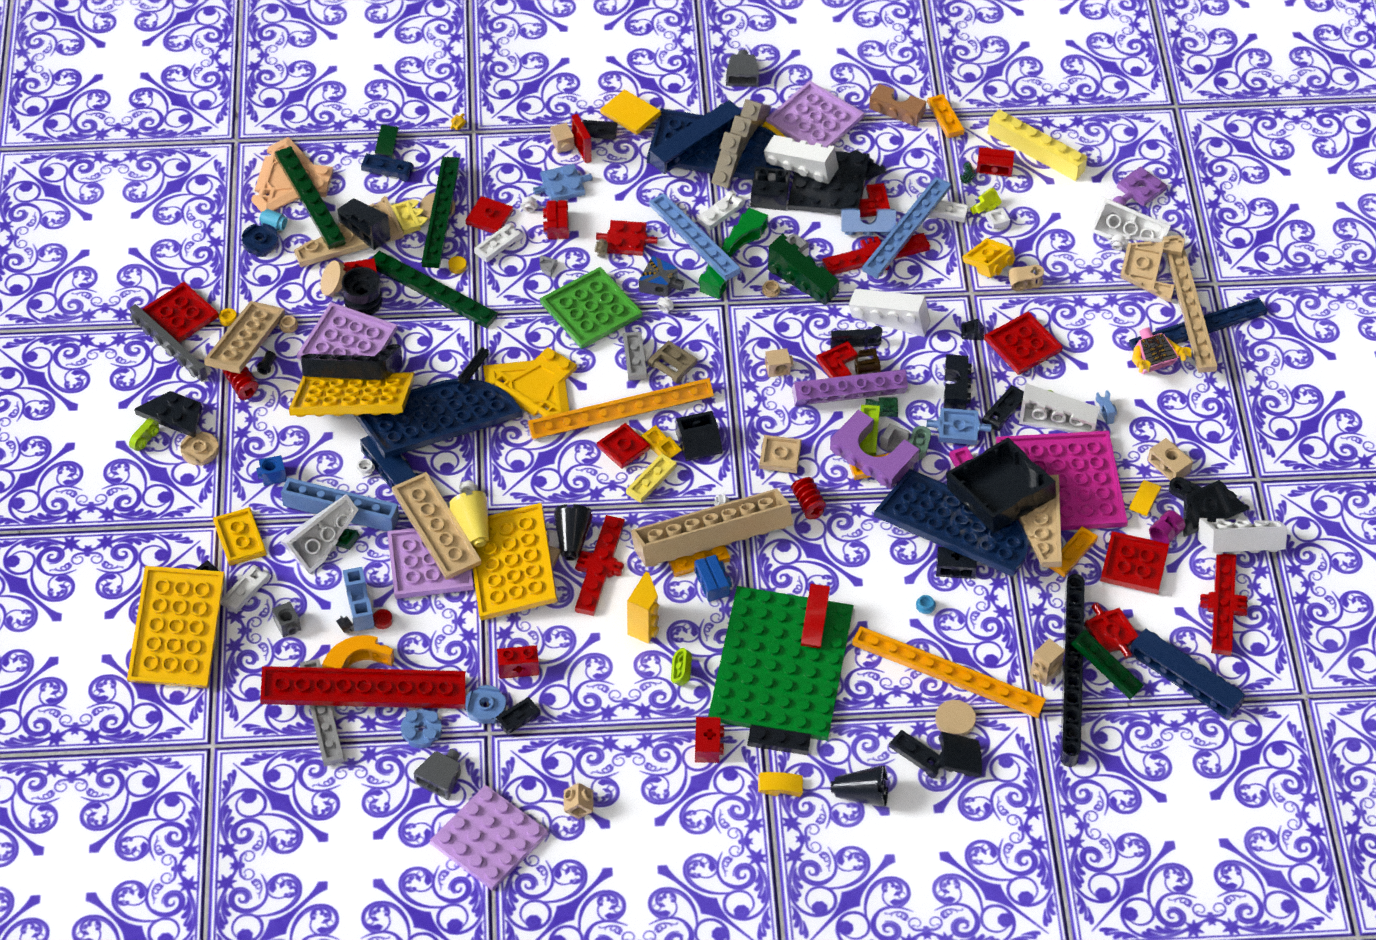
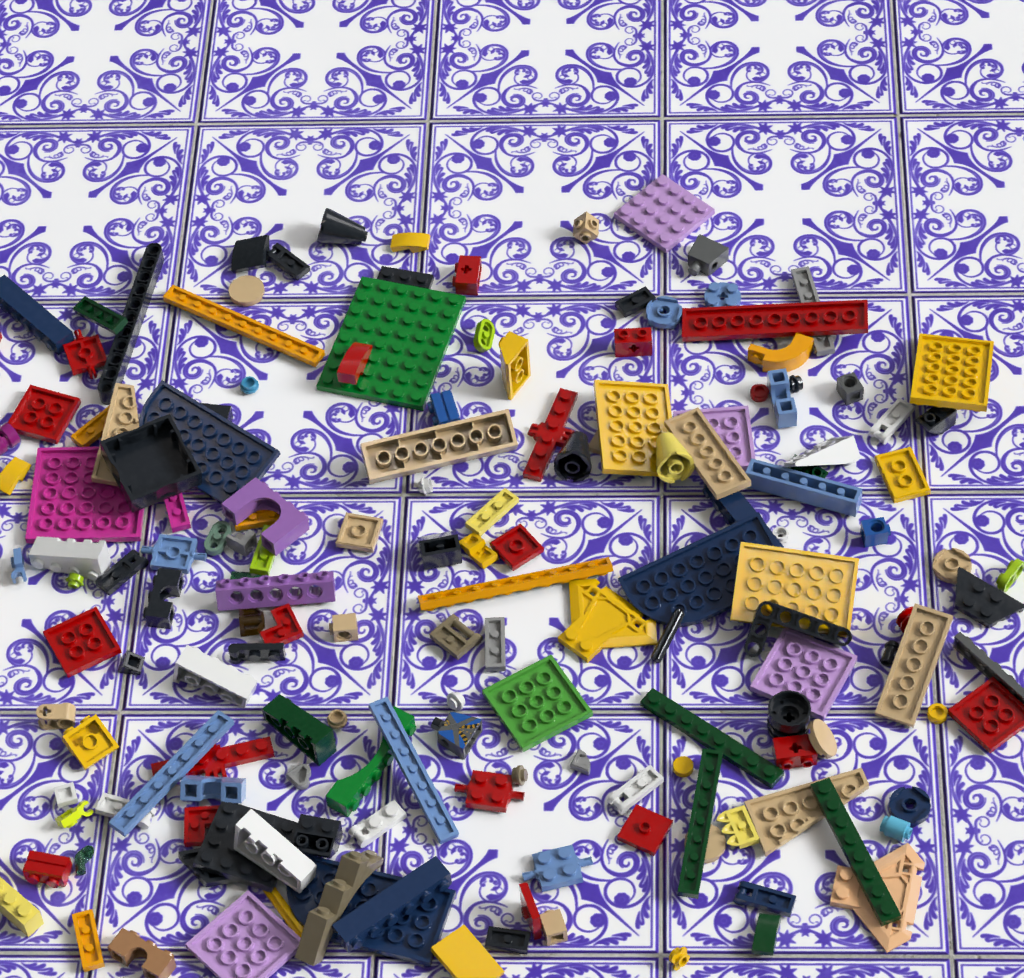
camera: 170 degrees left, 0 degrees up
(288, 324) = (869, 698): tan plate -> none
(365, 222) = (786, 798): black wedge -> none
(467, 486) = (676, 508): white plate -> none
(529, 204) = (598, 838): white plate -> none
(557, 219) = (566, 813): red brick -> none
(808, 497) = (339, 483): red piece -> none
(1047, 662) = (153, 317): tan brick -> none

